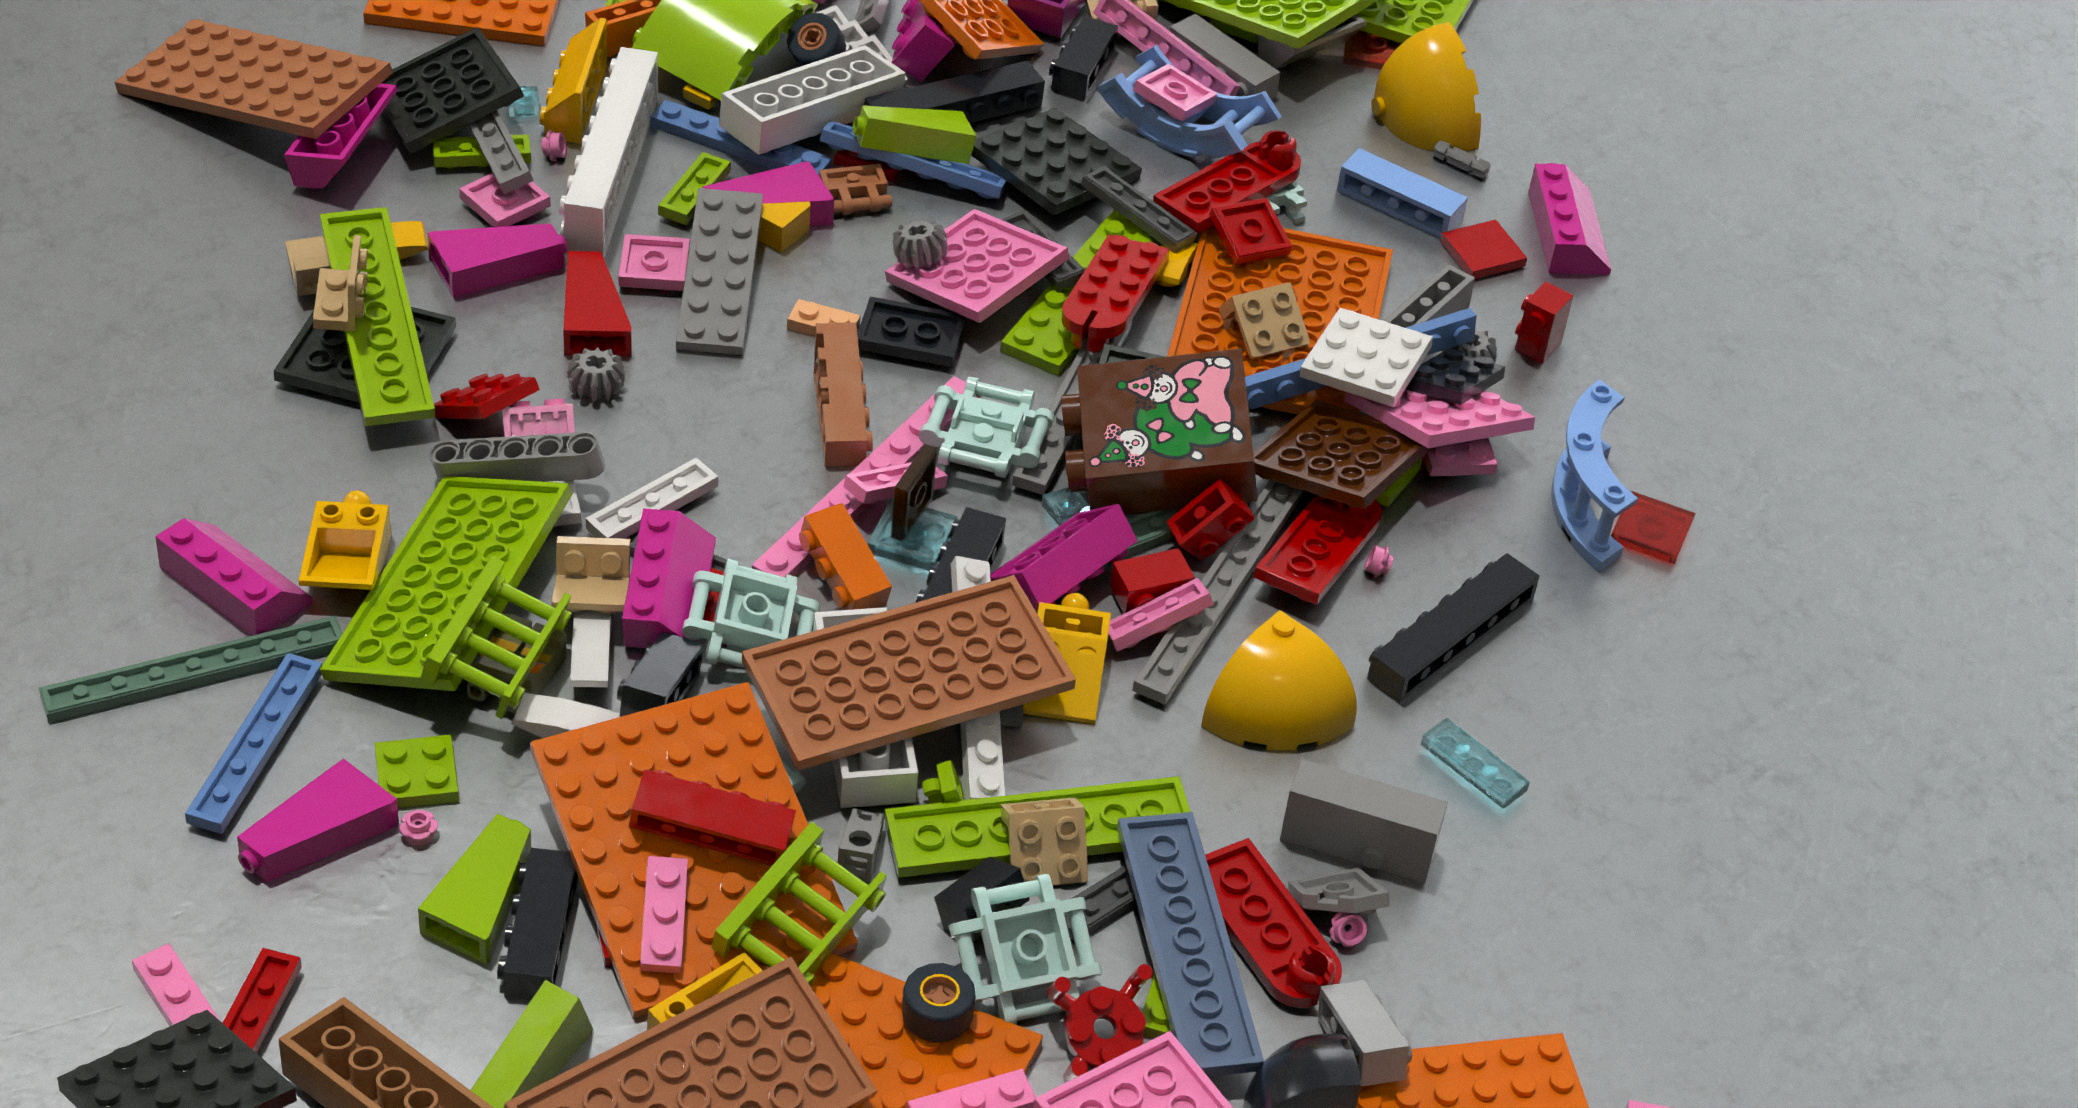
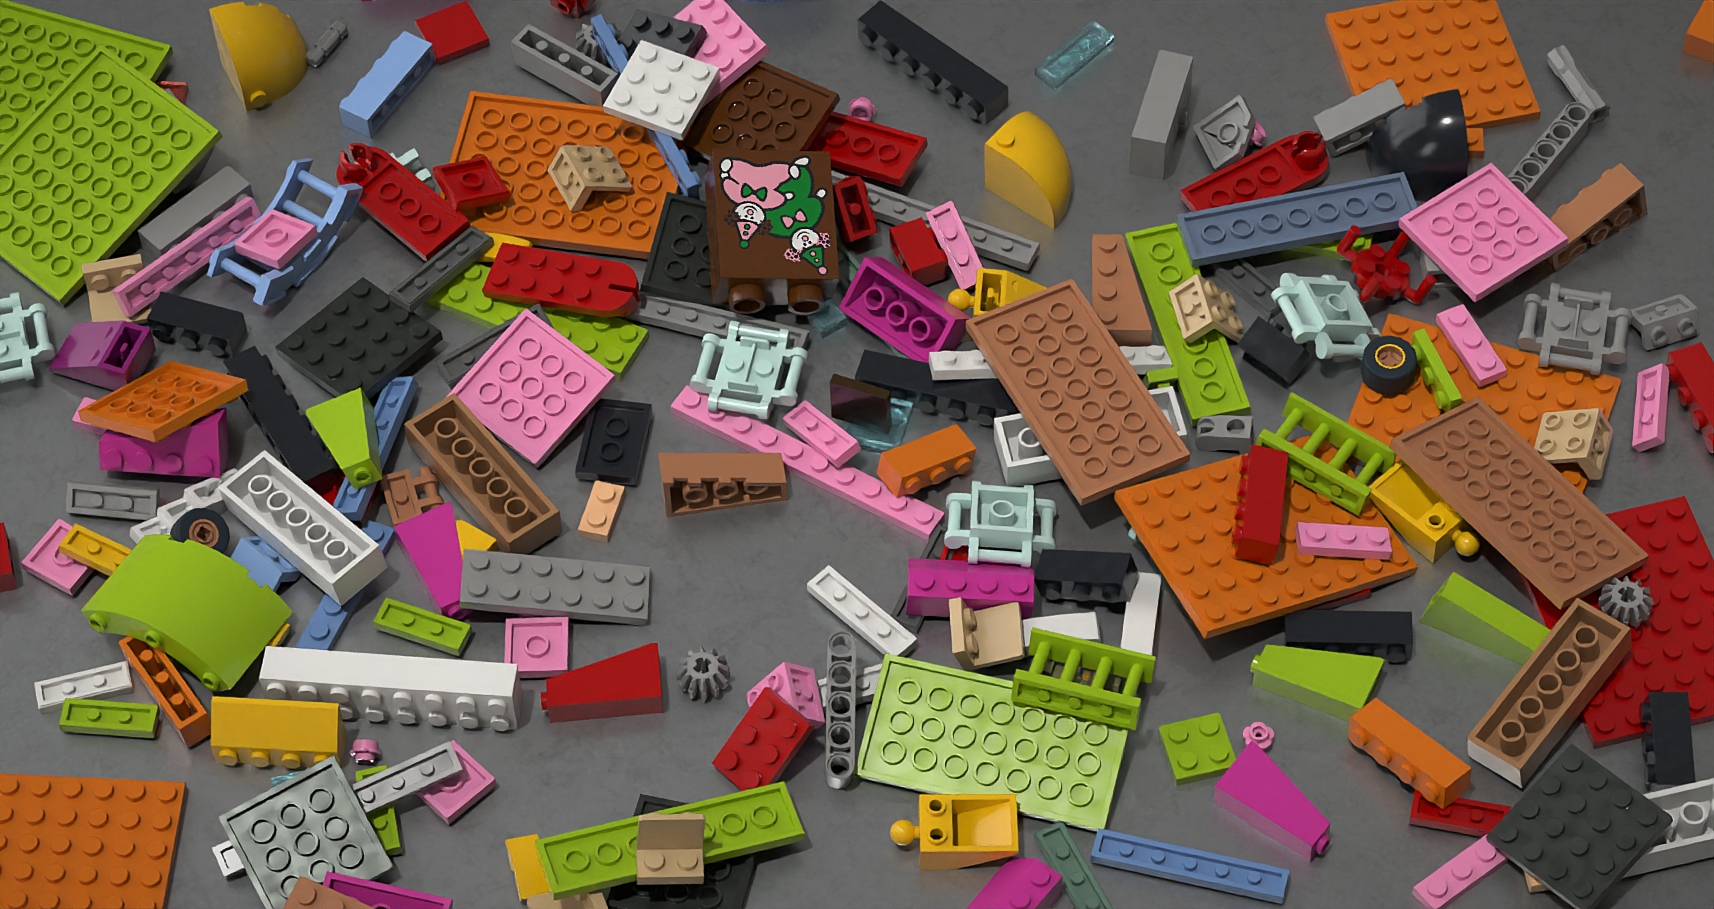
camera: 85 degrees left, 10 degrees up
(346, 951) = (1409, 753): none -> orange brick
(494, 255) = (547, 781): dark pink slope -> none
(859, 227) = (483, 476): none -> medium nougat brick
(920, 243) = (513, 417): light grey gear -> none
(921, 1050) = (1435, 373): none -> lime plate
(1080, 753) = (1117, 293): none -> nougat wedge

